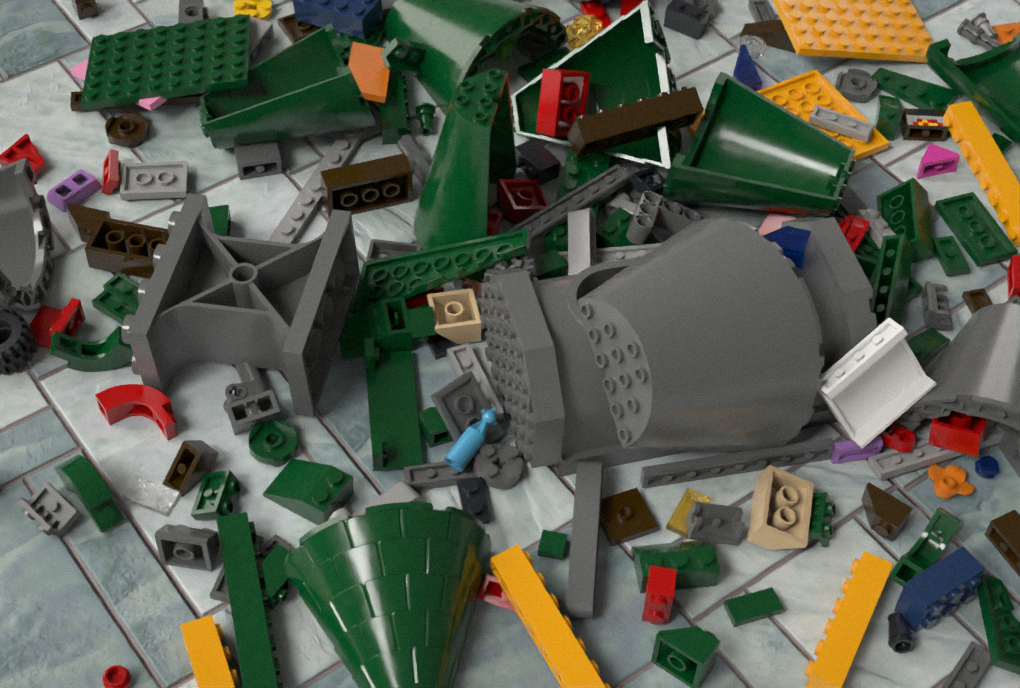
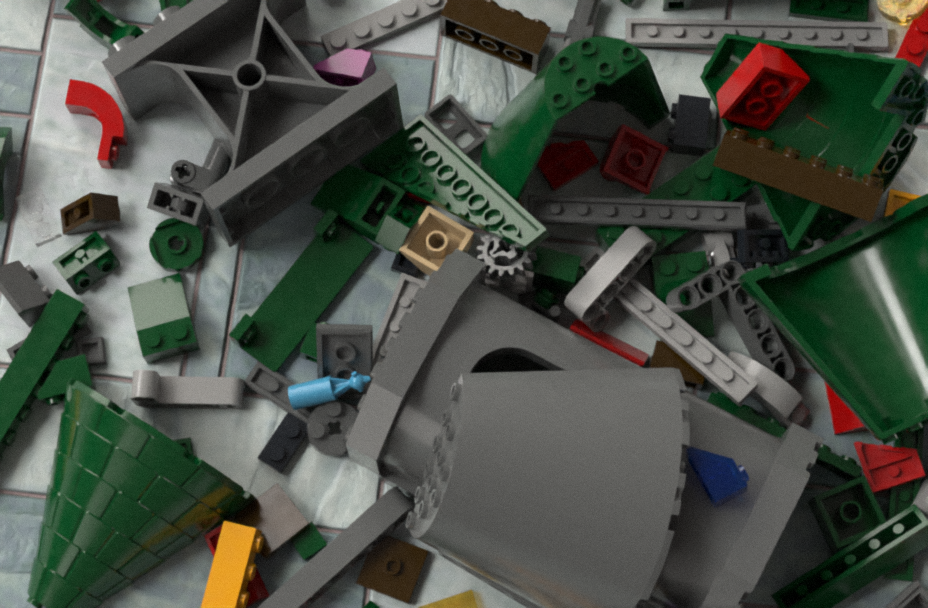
camera: 45 degrees right, 25 degrees up
(528, 537) = (276, 518): none -> tile

